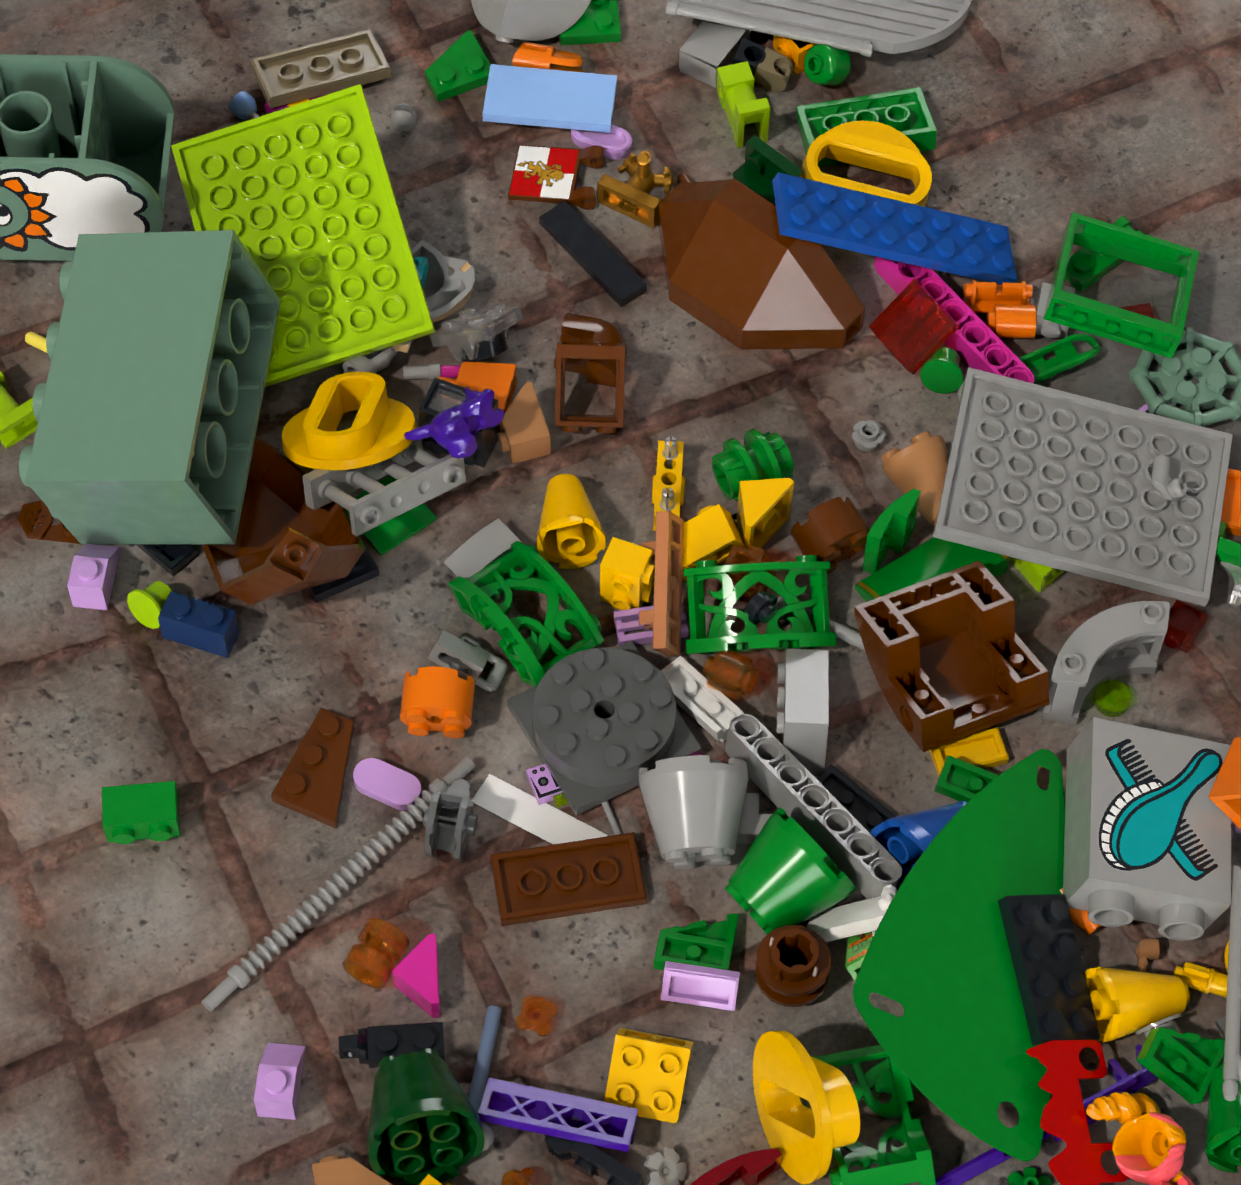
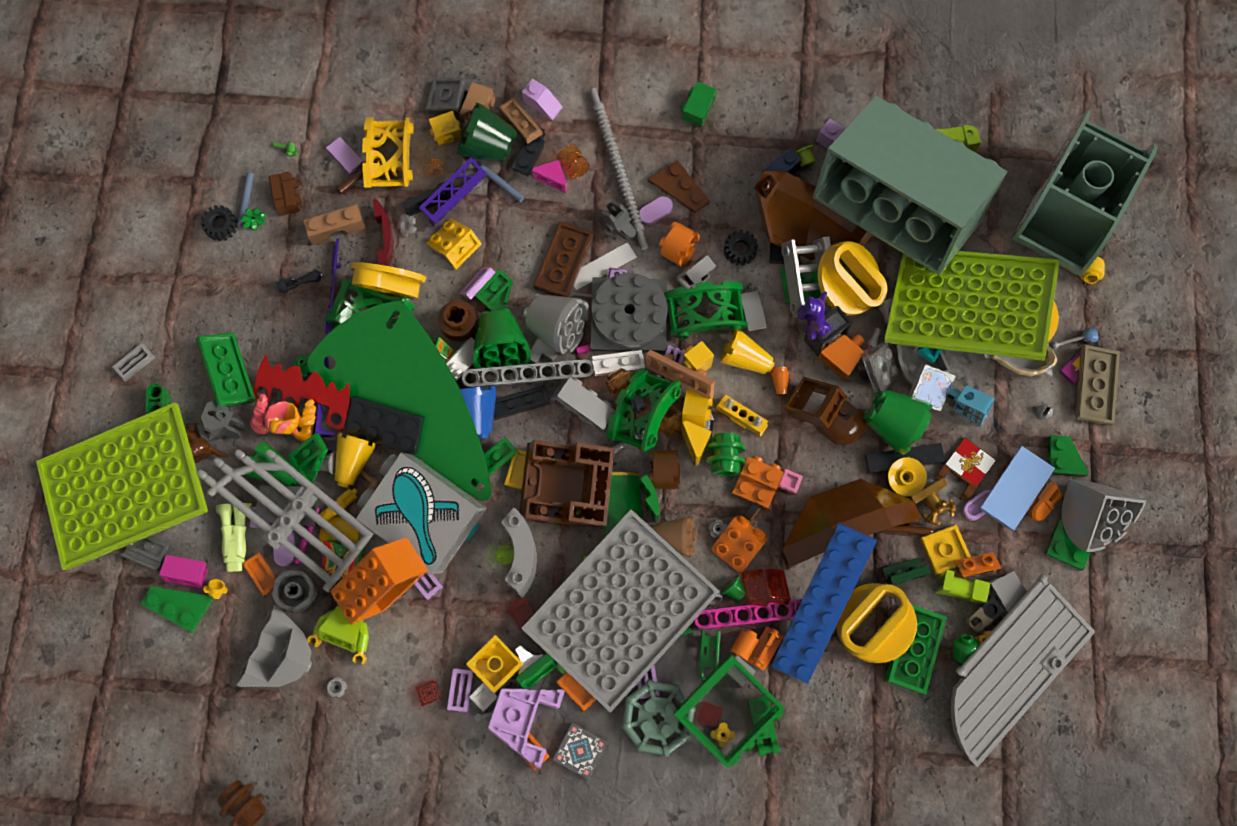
camera: 120 degrees right, 15 degrees up
(343, 1089) = (520, 120): none -> medium nougat tile
(377, 603) = (737, 257): none -> black tyre
(456, 195) = (971, 403): none -> medium azure torso
(466, 252) = (932, 385): none -> tile
(524, 428) = (813, 366): medium nougat slope -> none
(536, 1005) = (507, 208): clear orange plate -> none
(551, 256) = (898, 419): none -> green cone
(576, 459) = (780, 379): none -> orange cone
(623, 233) = (915, 472): none -> yellow dish
(696, 149) = (944, 549): none -> yellow tile
(697, 99) = (977, 565): none -> orange hinge
(728, 379) = (790, 481): none -> bright pink tile
(759, 409) = (758, 481): none -> orange plate
(810, 400) = (752, 511): none -> black tile
(871, 391) = (739, 543): none -> orange bracket
(1153, 292) = (729, 735): none -> yellow plate
(1163, 483) = (597, 648): light grey arm -> none

